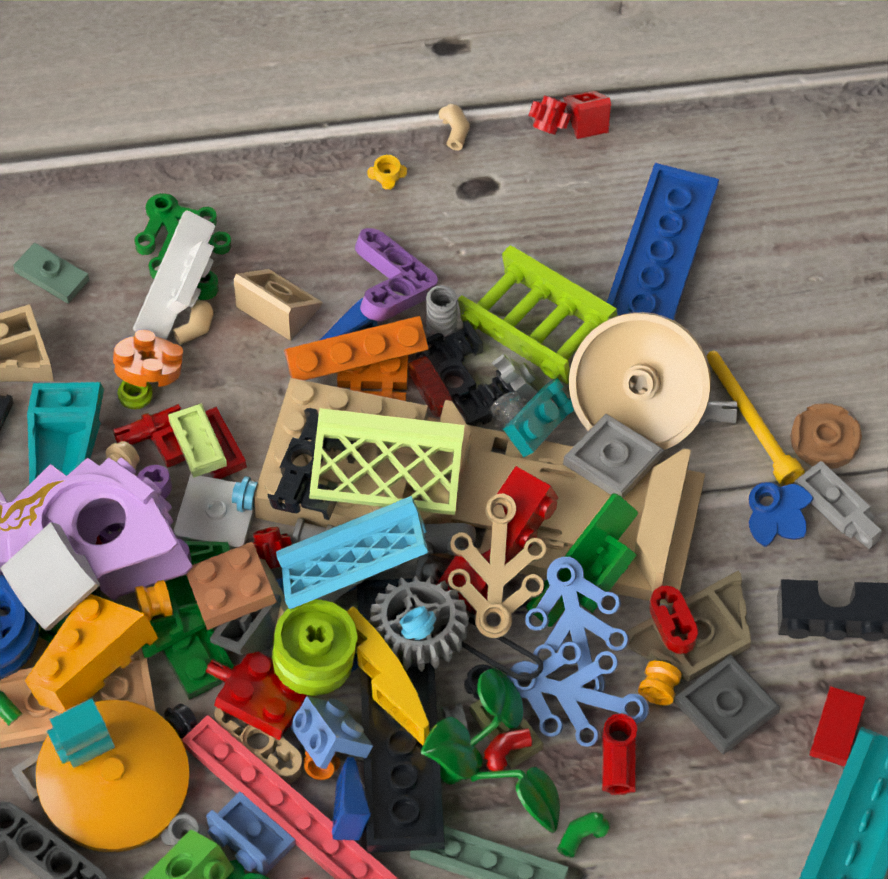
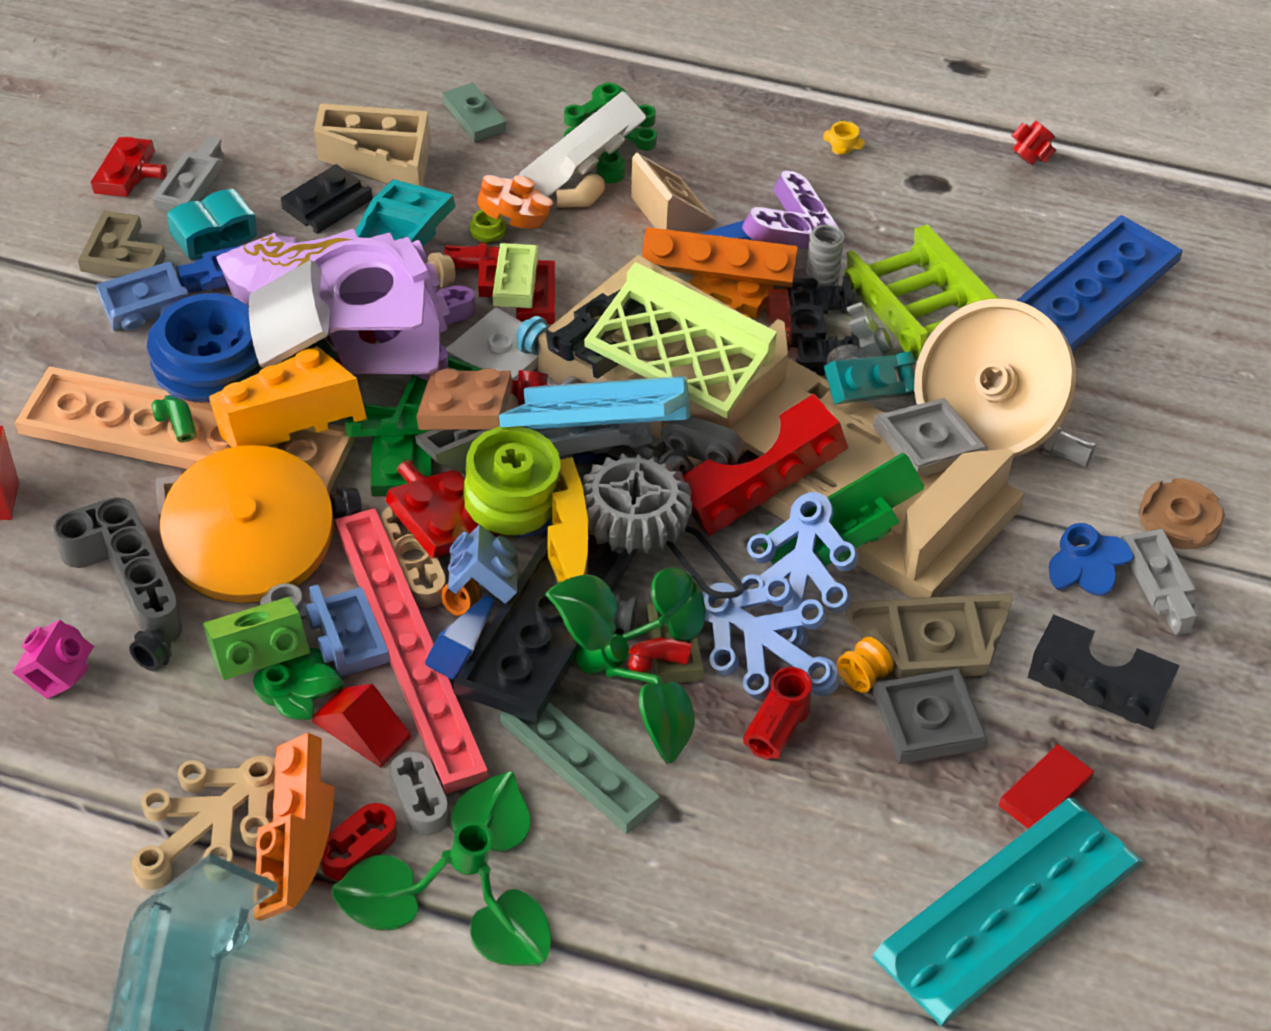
camera: 25 degrees right, 10 degrees down
(80, 734) = (222, 452): teal brick -> none
(154, 600) = (382, 385): light orange wheel -> none
(418, 623) = (625, 490): medium azure plate -> none
(460, 126) = (938, 125): tan arm -> none
(496, 573) = (741, 485): tan plant -> none
(579, 828) = (697, 768): green arm -> none
(589, 113) = (1075, 156): red slope -> none
(666, 623) = (920, 607): red beam -> none
(785, 467) = (1117, 520): yellow piece -> none

